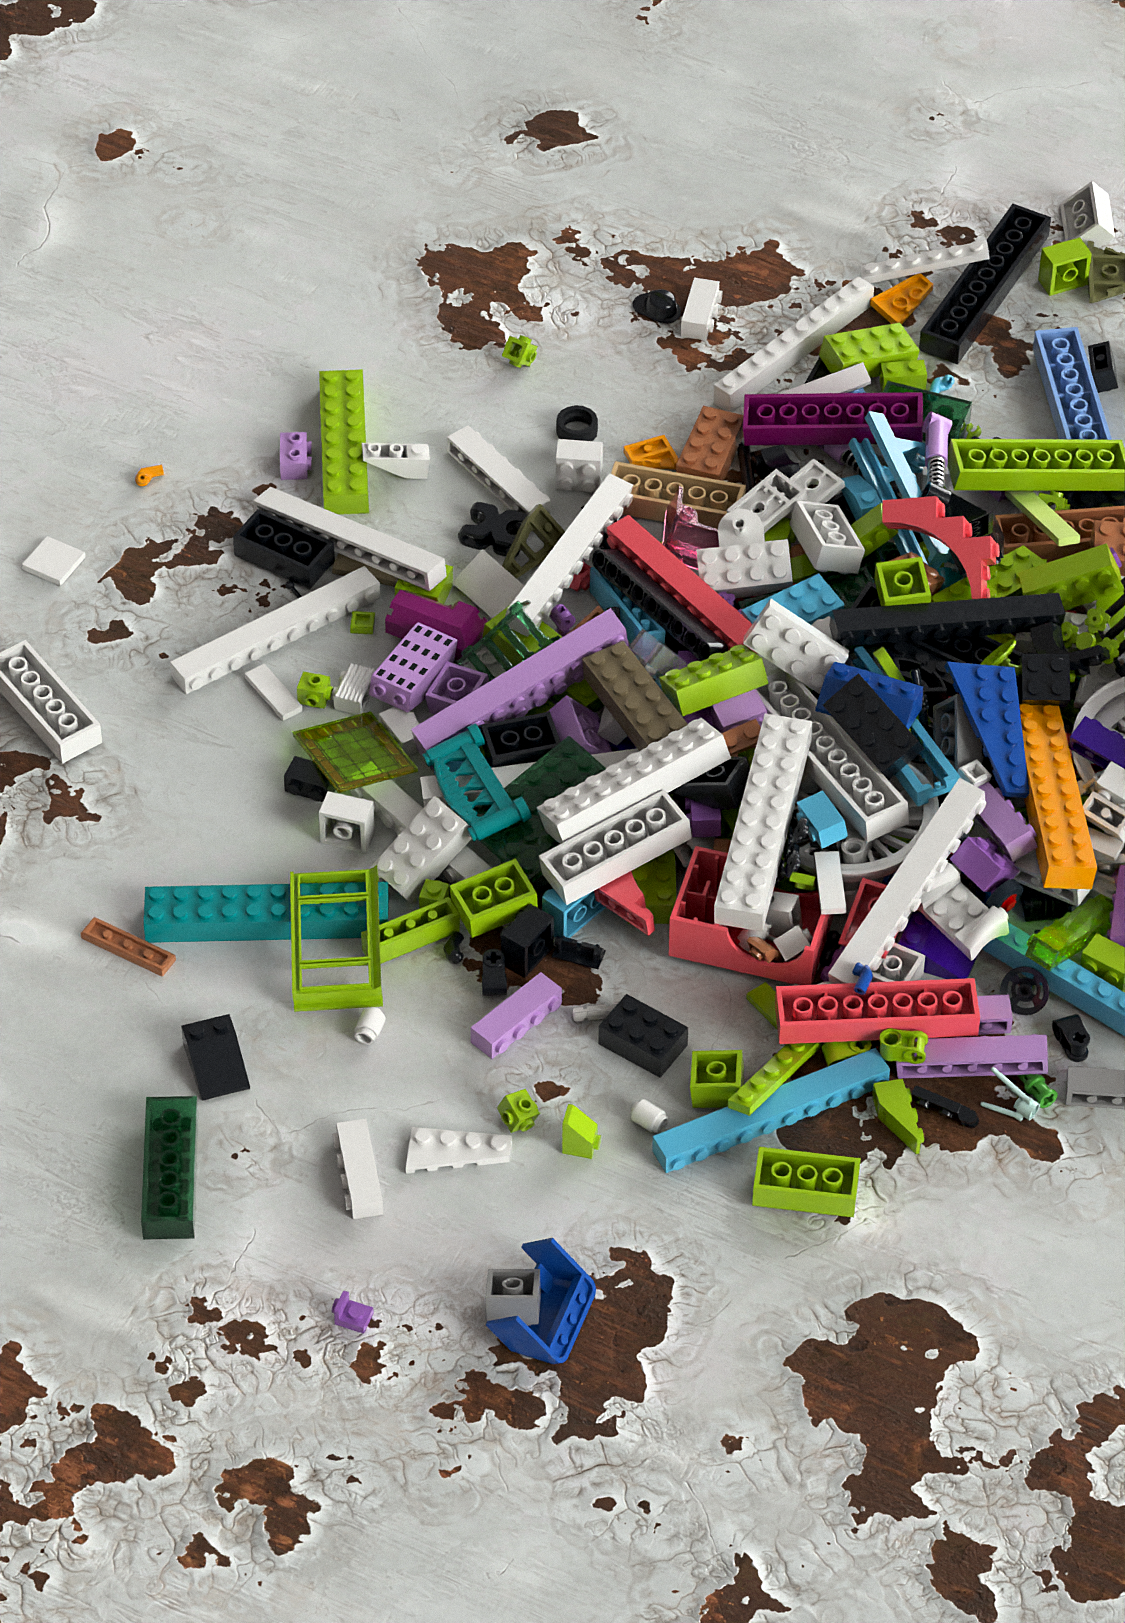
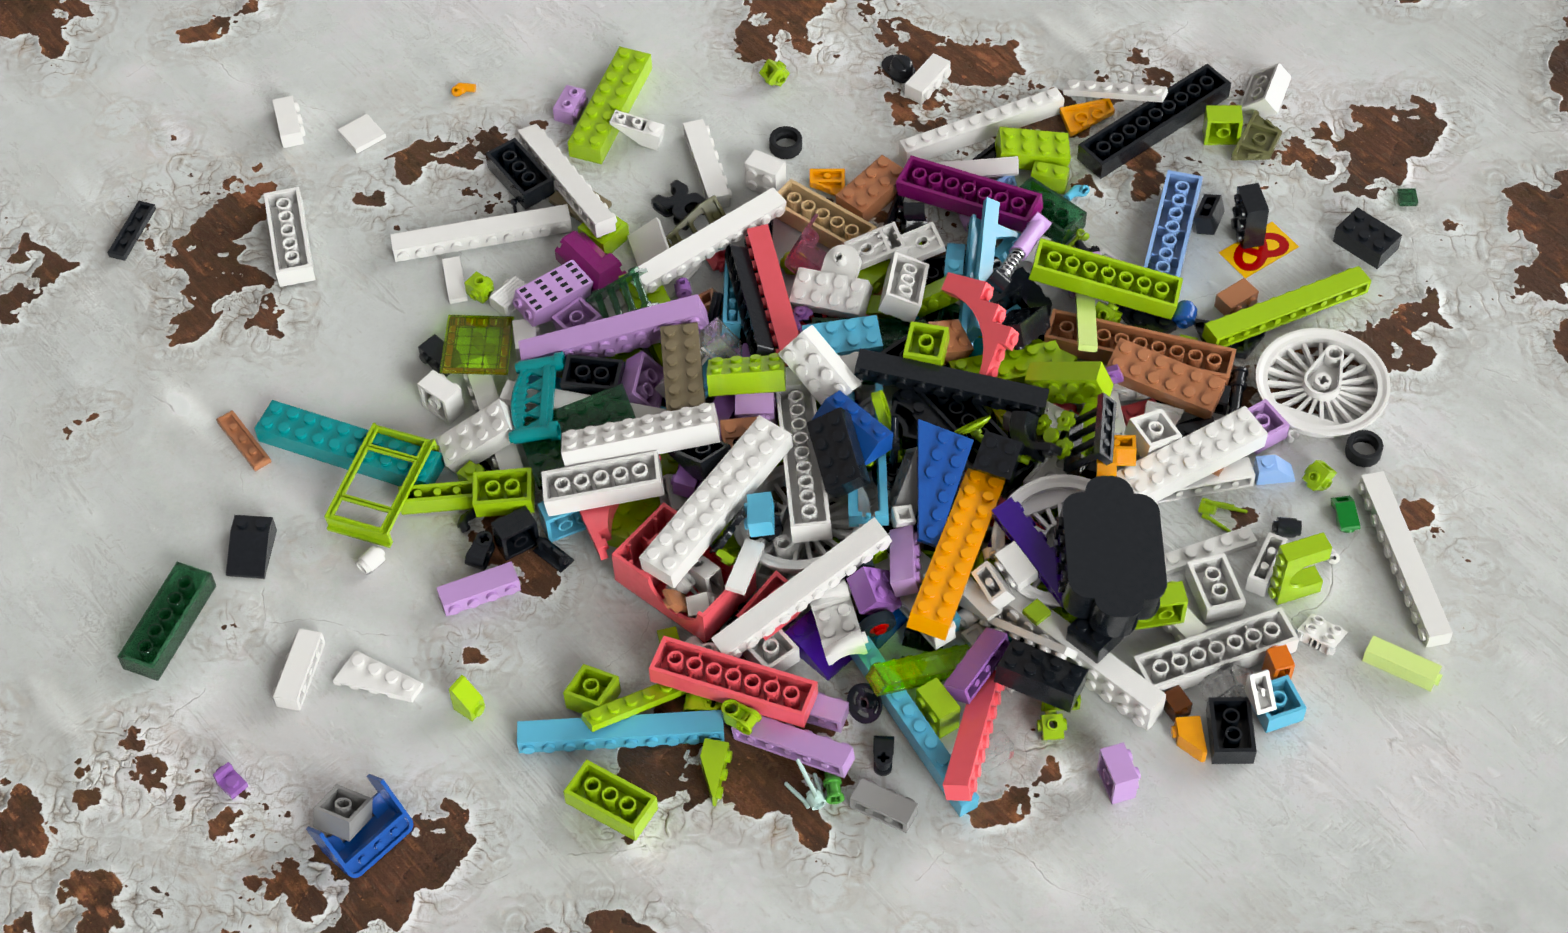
camera: 25 degrees right, 5 degrees up
(362, 622) = (547, 246): lime tile -> none
(518, 1111) = (434, 665): lime brick -> none
(592, 1012) = (539, 606): white axle -> none
(643, 1035) = (560, 637): black brick -> none
(649, 1116) = (528, 704): white brick -> none
(865, 978) = (731, 653): blue arm -> none
(946, 1107) = (753, 778): black hinge -> none

